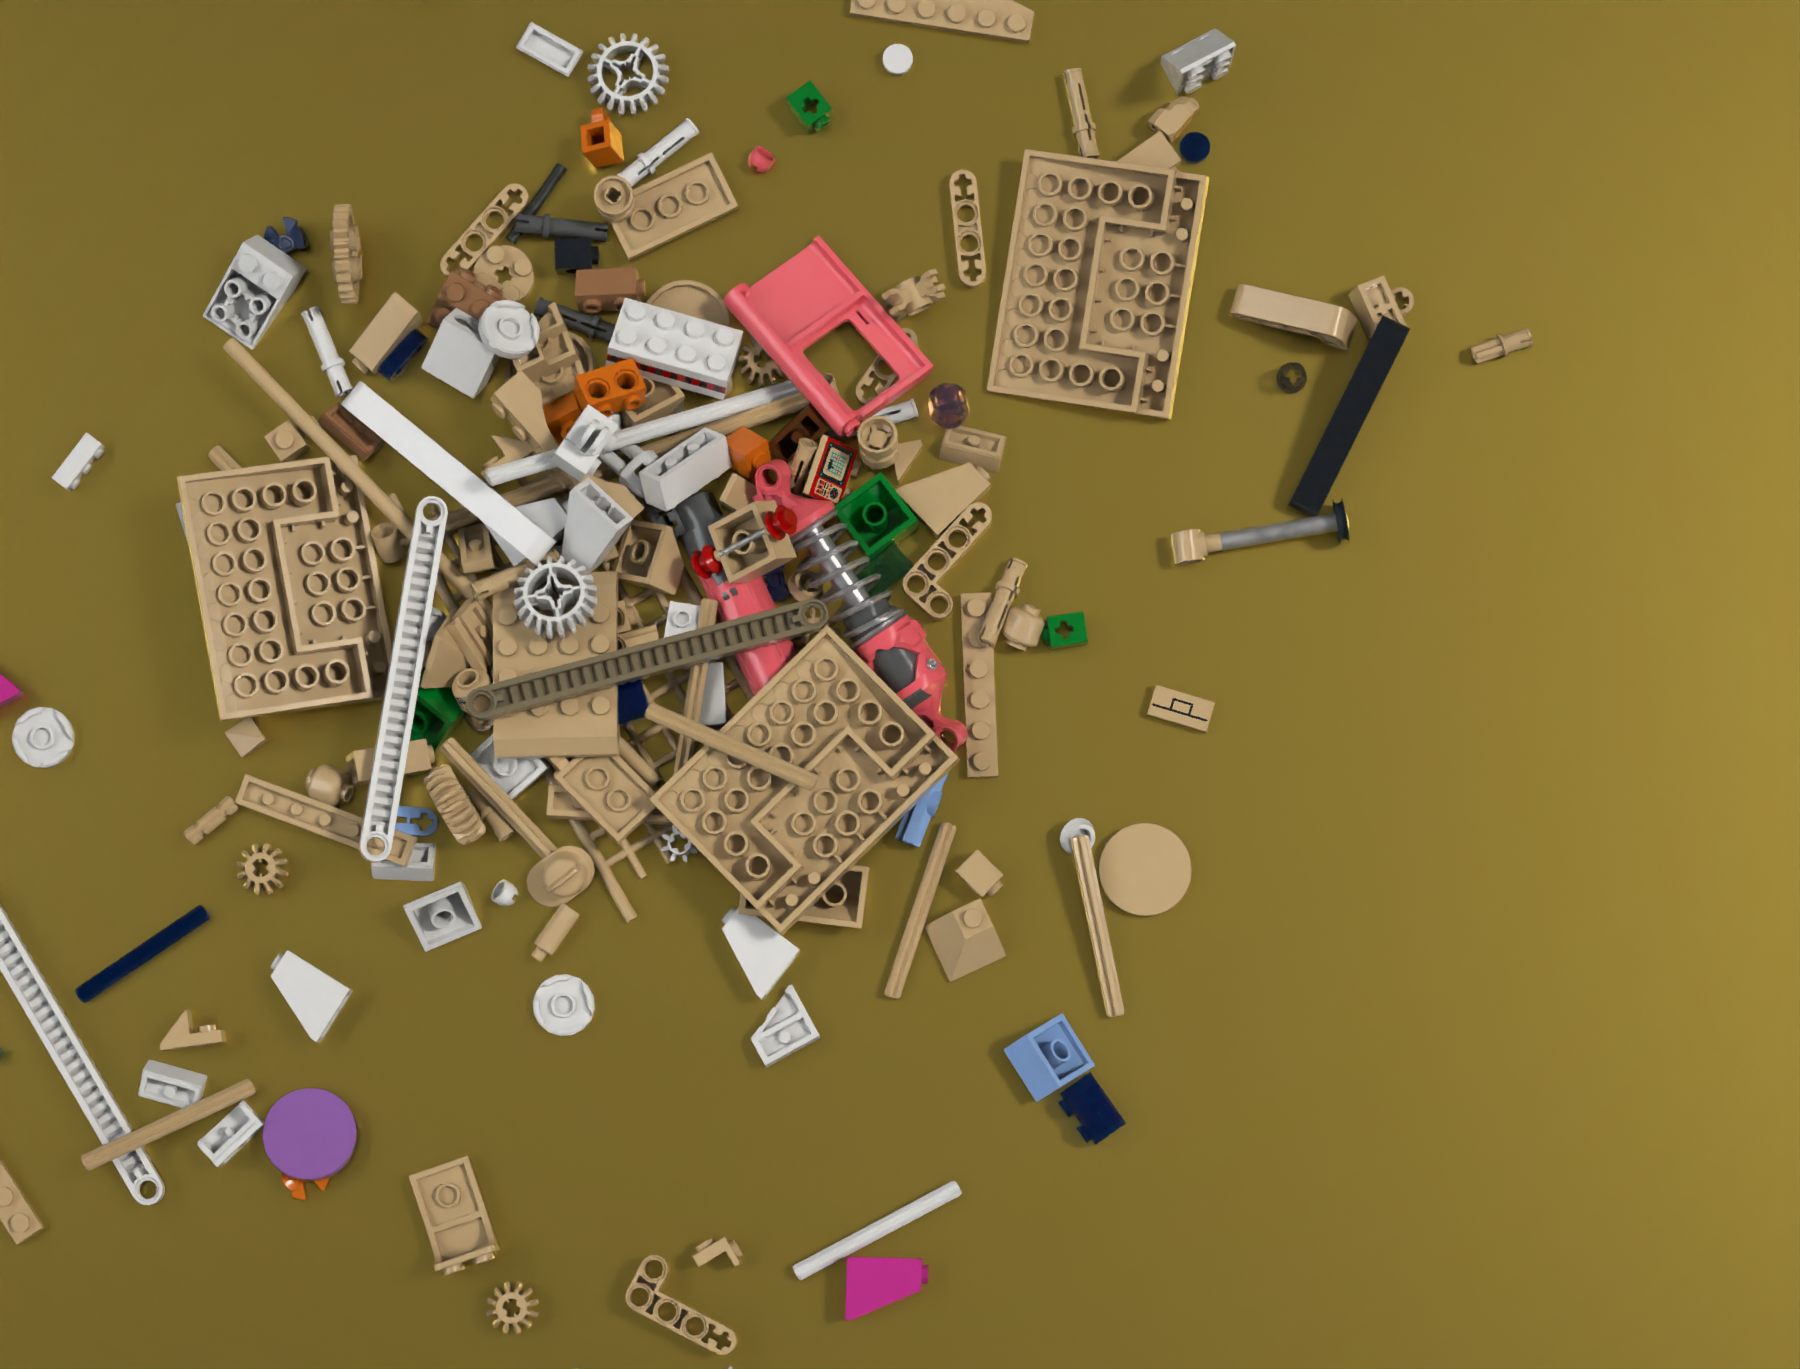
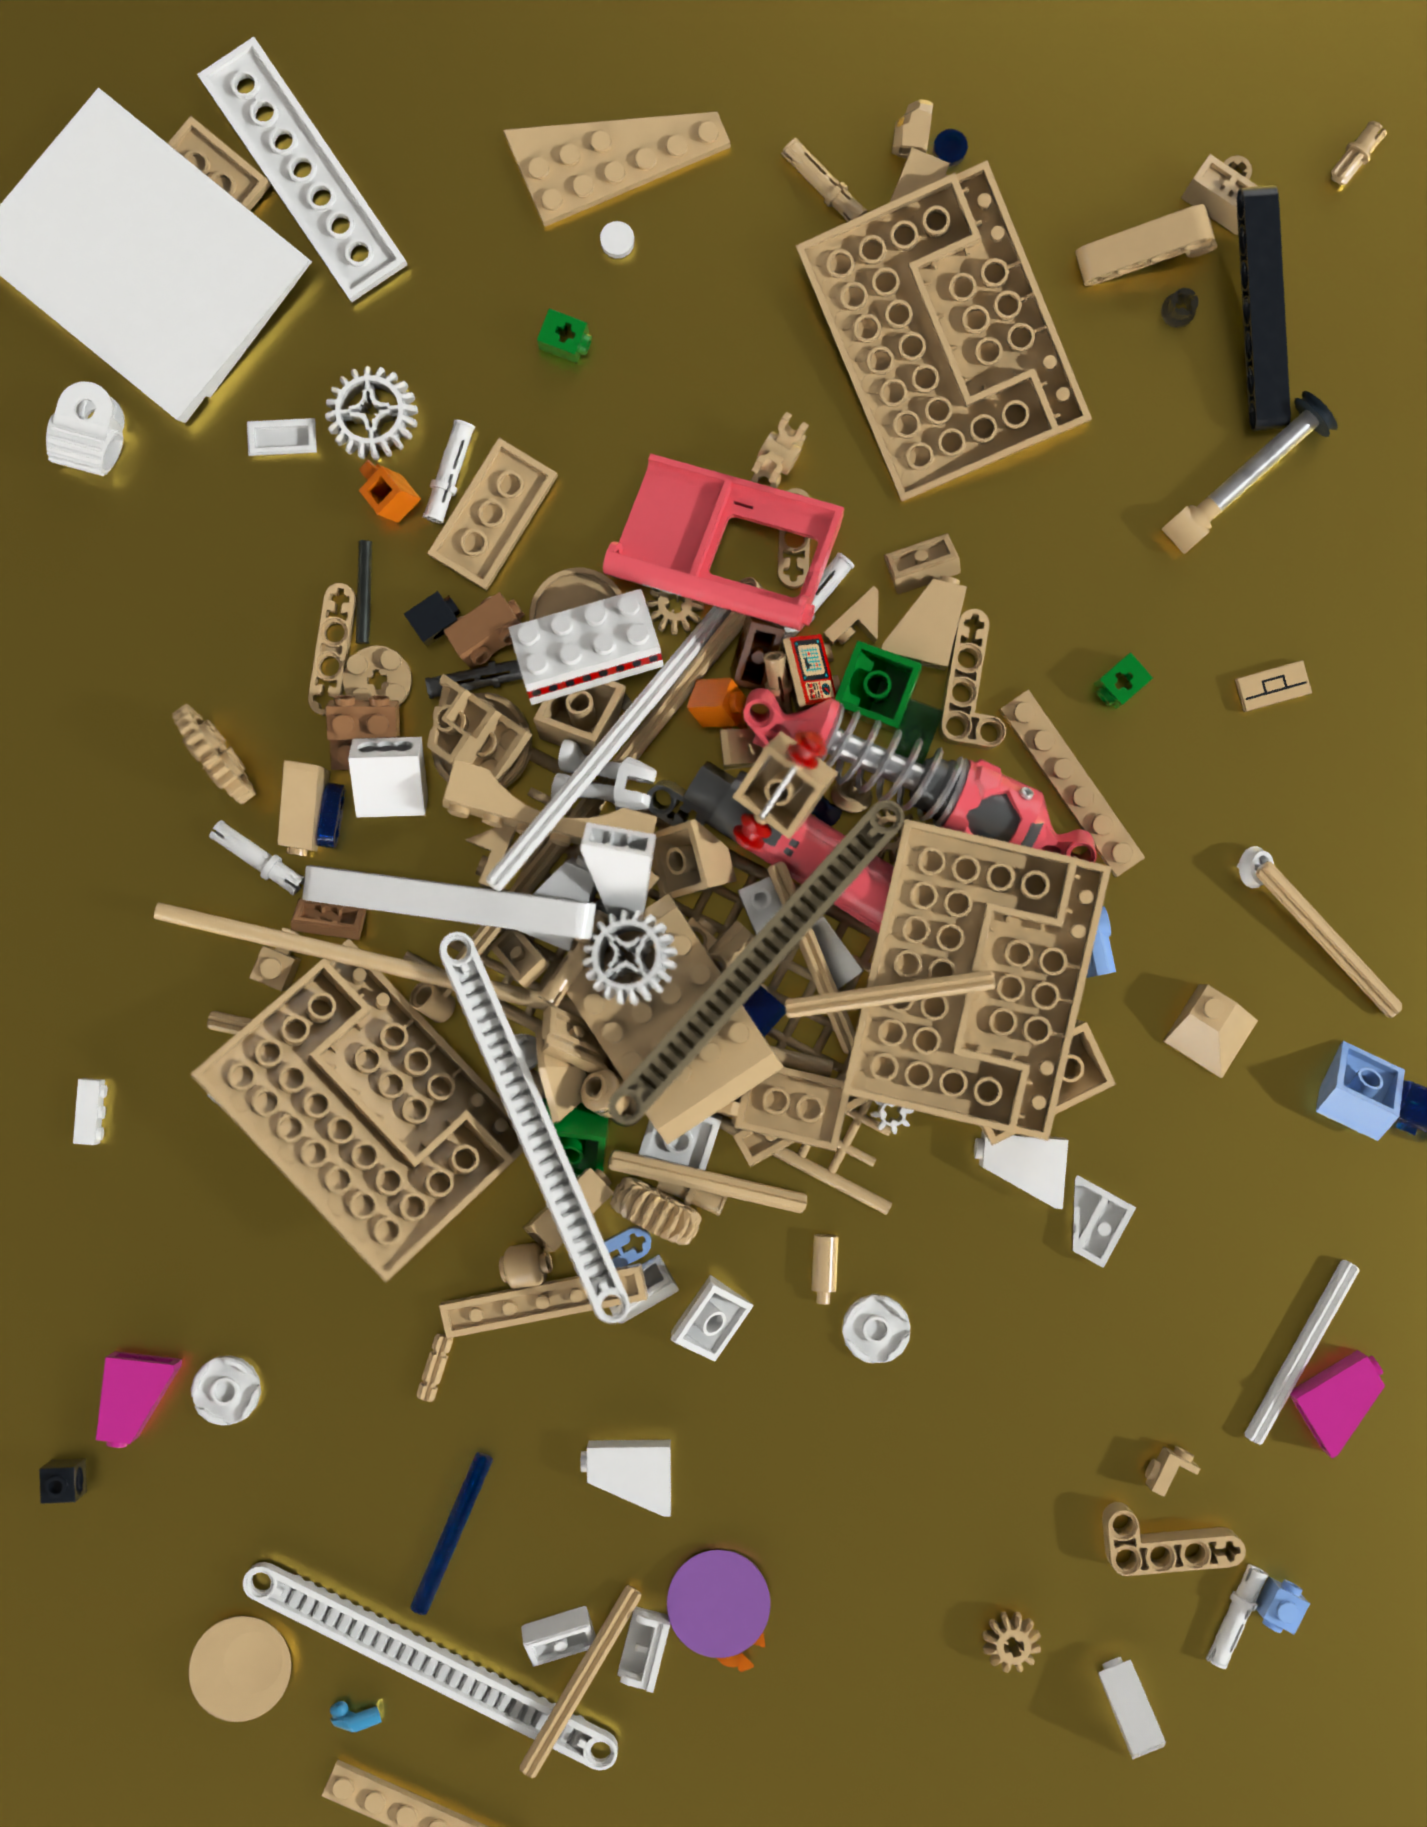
camera: 40 degrees left, 5 degrees up
(183, 1035) = (542, 1588): tan slope -> none
(246, 736) = (418, 1270): tan slope -> none
(251, 869) = (523, 1378): tan gear -> none
(254, 290) = (149, 843): white slope -> none
(293, 239) = (146, 786): dark blue piece -> none
(454, 1215) = (906, 1595): tan bracket -> none
(503, 893) = (753, 1261): white hinge -> none
(508, 329) = (417, 728): white tile -> none
(560, 876) = (797, 1211): tan piece -> none
(561, 227) = (402, 599): dark grey pin -> none
(562, 415) = (528, 776): orange brick -> none
(584, 443) = (563, 792): white brick -> none
(607, 383) = (544, 721): orange brick -> none
(614, 199) = (436, 539): tan wheel -> none
(685, 469) = (672, 755): white brick -> none
(761, 158) = (549, 414): coral hinge -> none
(878, 442) = (835, 605): tan wheel -> none
(920, 910) = (1151, 1029): tan axle -> none
(948, 405) = (877, 537): head -> none
(971, 228) = (790, 356): tan beam -> none
(980, 875) = (1188, 961): tan brick -> none
(1006, 591) = (1048, 700): tan pin -> none
(1023, 626) = (1080, 702): tan head -> none
(1145, 869) = (1336, 858): tan tile -> none
(1198, 60) = (906, 56): white slope -> none

